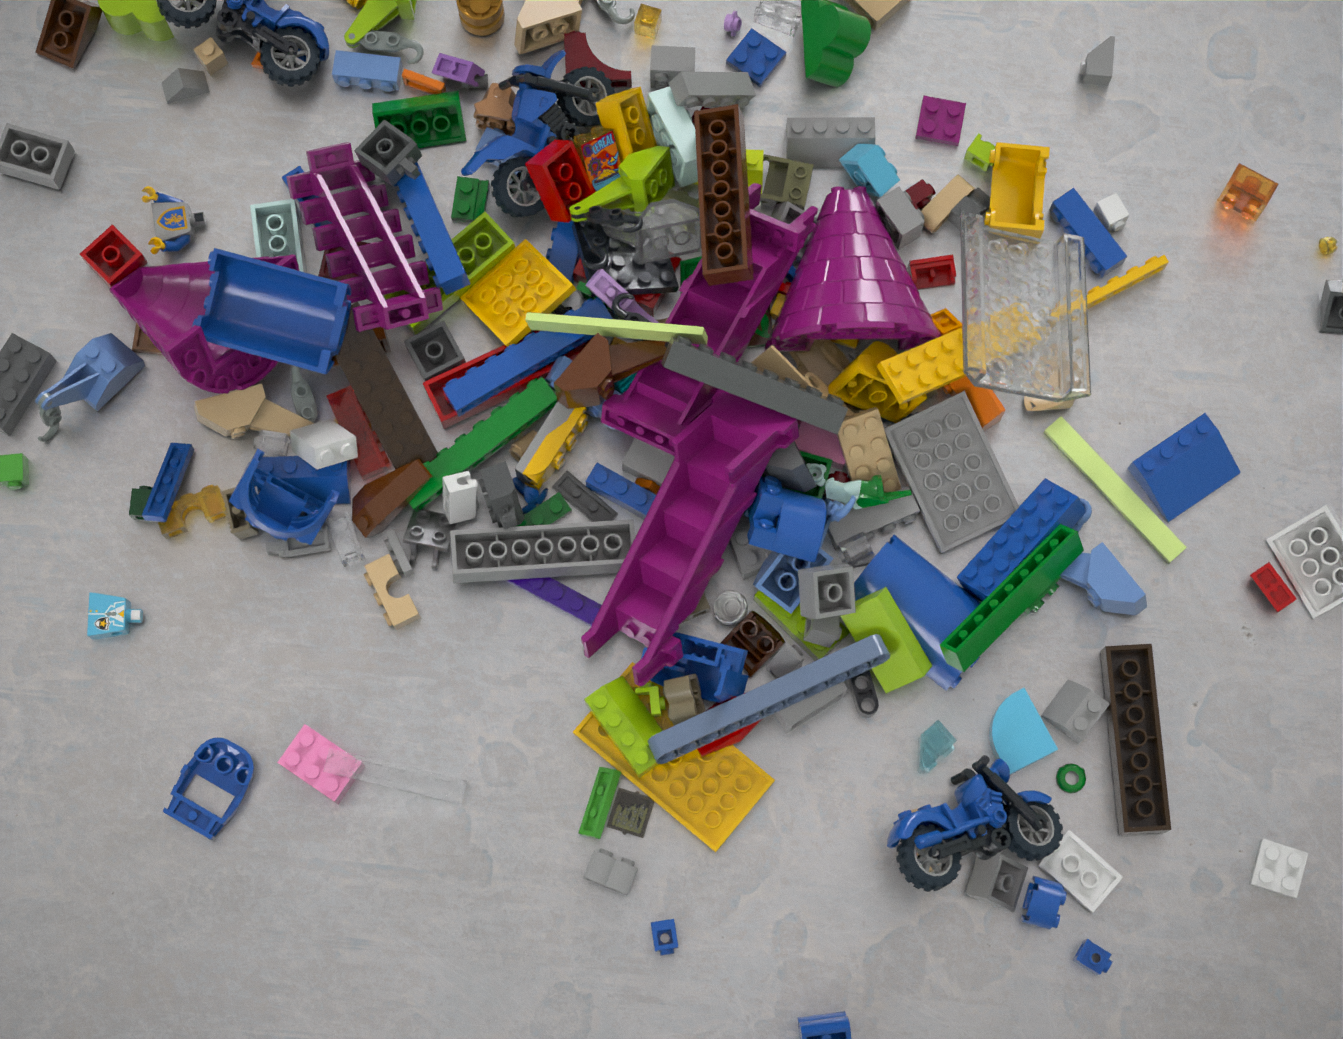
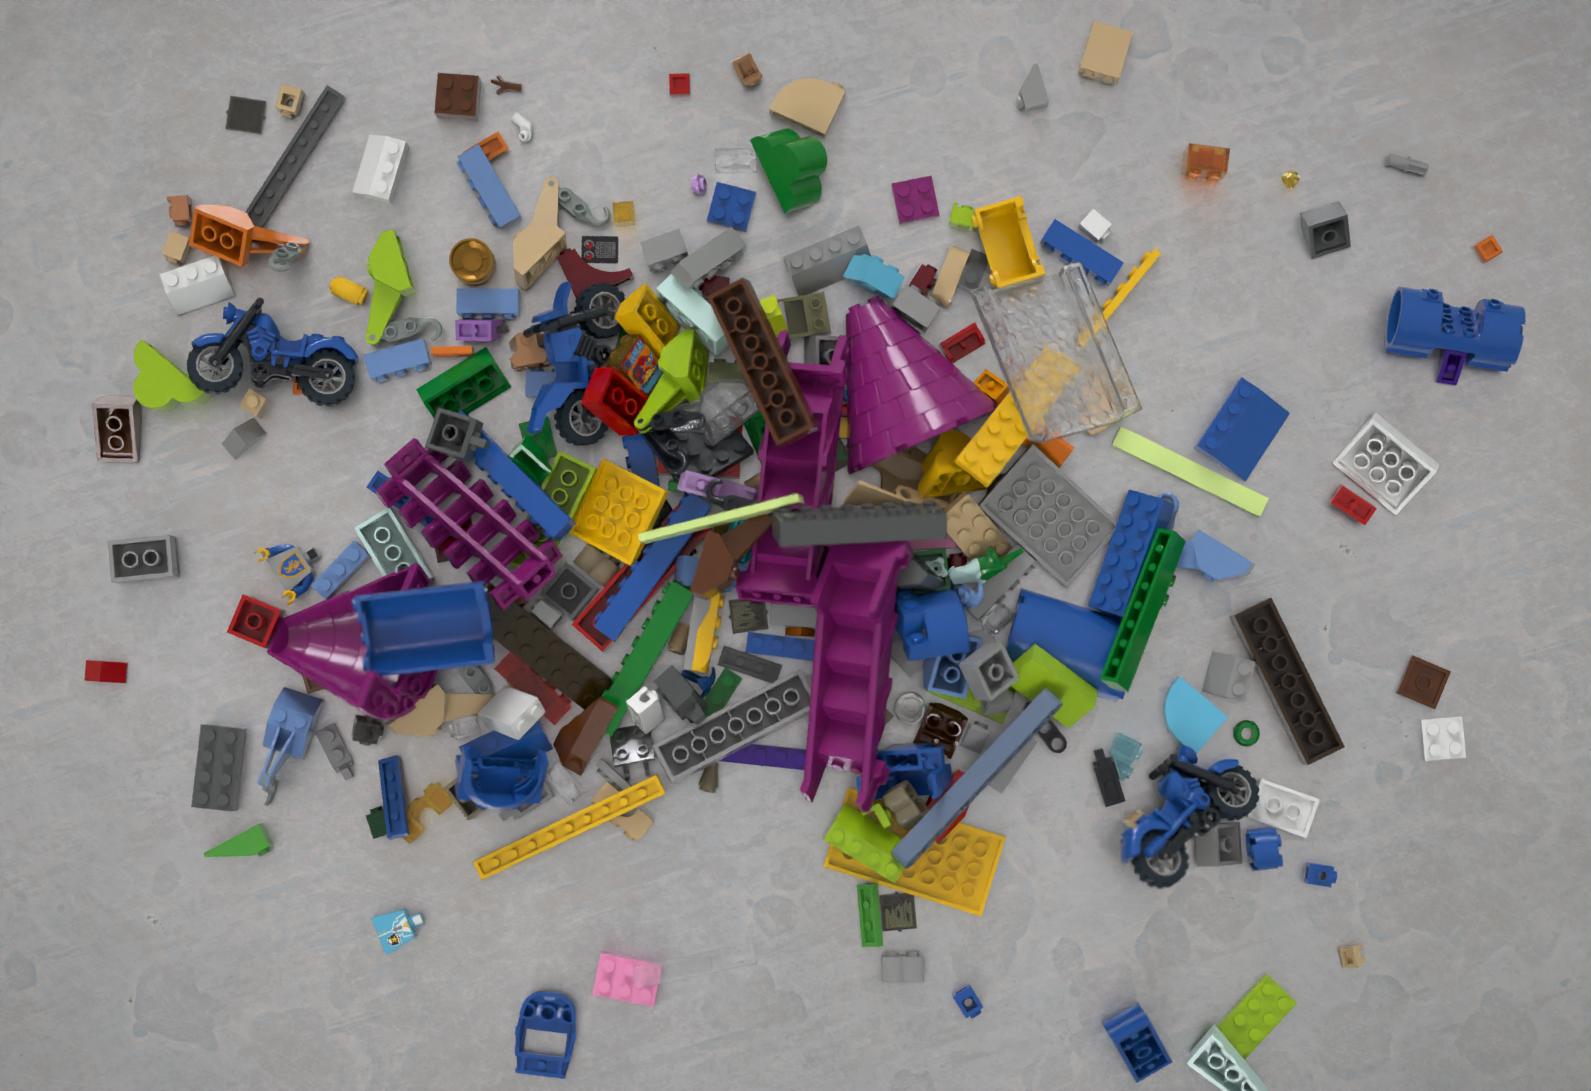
camera: 20 degrees left, 10 degrees up
(134, 416) = (335, 750): none -> light grey hinge
(165, 407) = (366, 730): none -> clear smoke brick
(231, 238) = (341, 570): none -> medium blue brick
(331, 582) = (569, 827): none -> yellow plate
(403, 364) = (546, 613): none -> light grey brick
(453, 208) = (531, 459): none -> green slope
(473, 337) = (597, 564): none -> dark tan brick
(483, 51) = (488, 303): none -> medium blue brick
(494, 596) = (709, 779): none -> dark tan cone
(605, 449) = (747, 615): none -> piece
(610, 48) = (599, 249): none -> black sticker
(906, 765) = (1107, 779): none -> black hinge
(1186, 54) = (1105, 52): none -> tan brick
(1279, 801) = (1423, 682): none -> reddish brown tile

